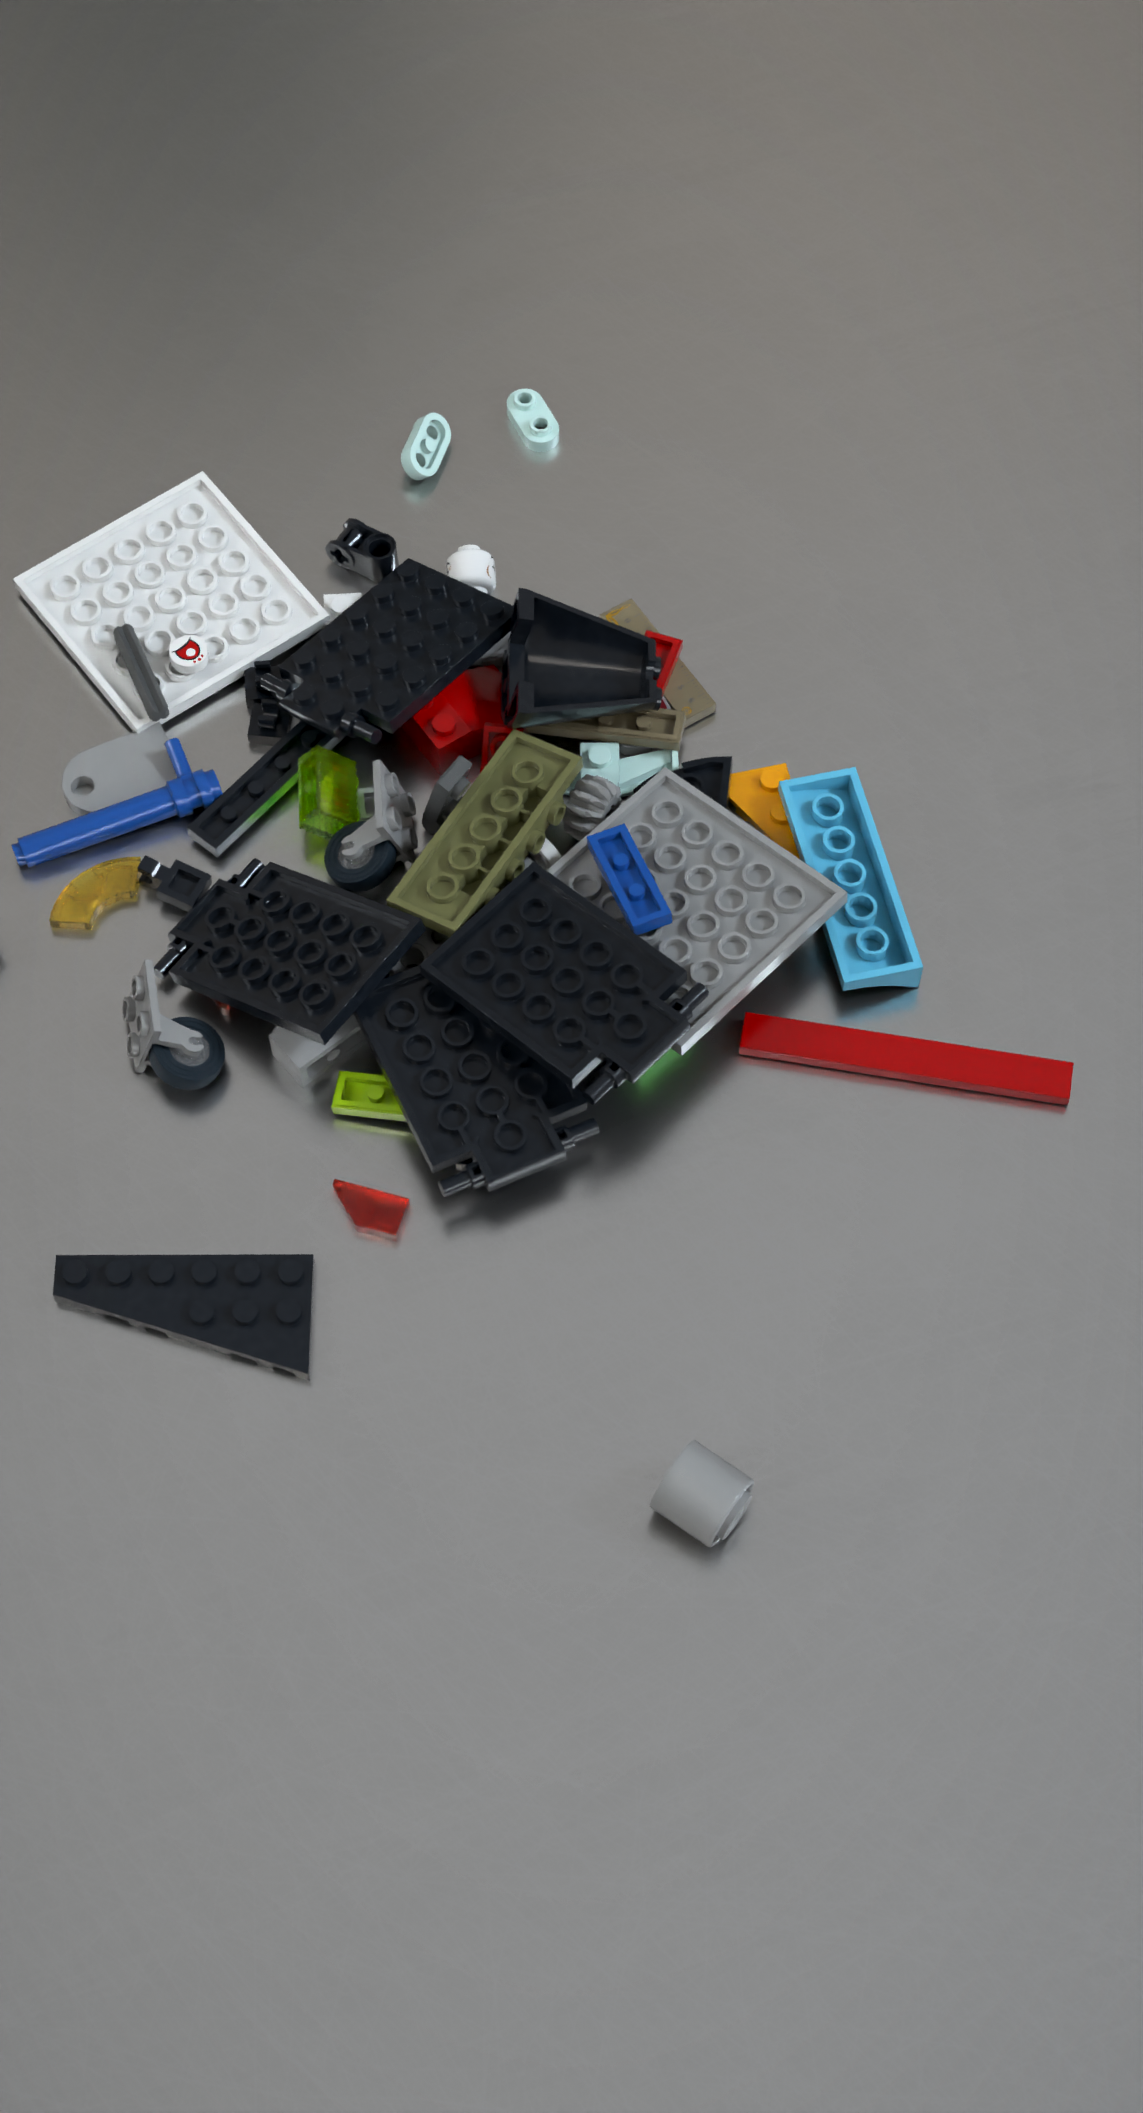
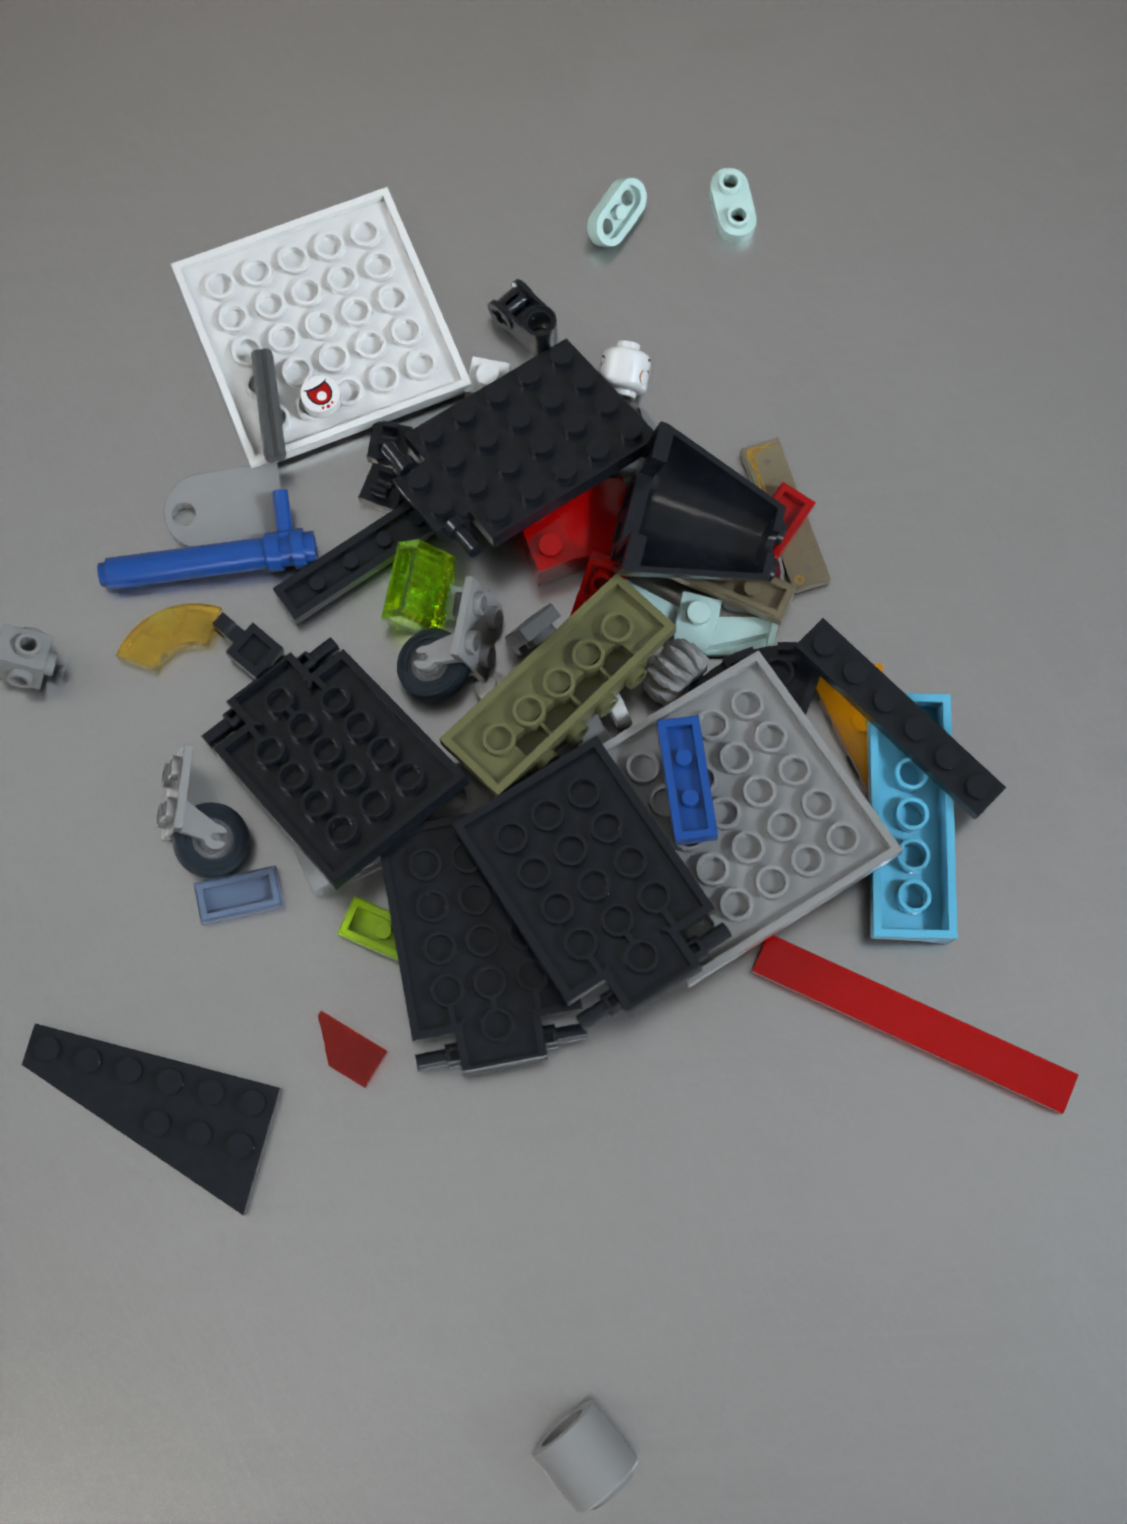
camera: 10 degrees right, 15 degrees up
(226, 1101) = (239, 895): none -> sand blue tile
(813, 795) = (899, 718): none -> black plate

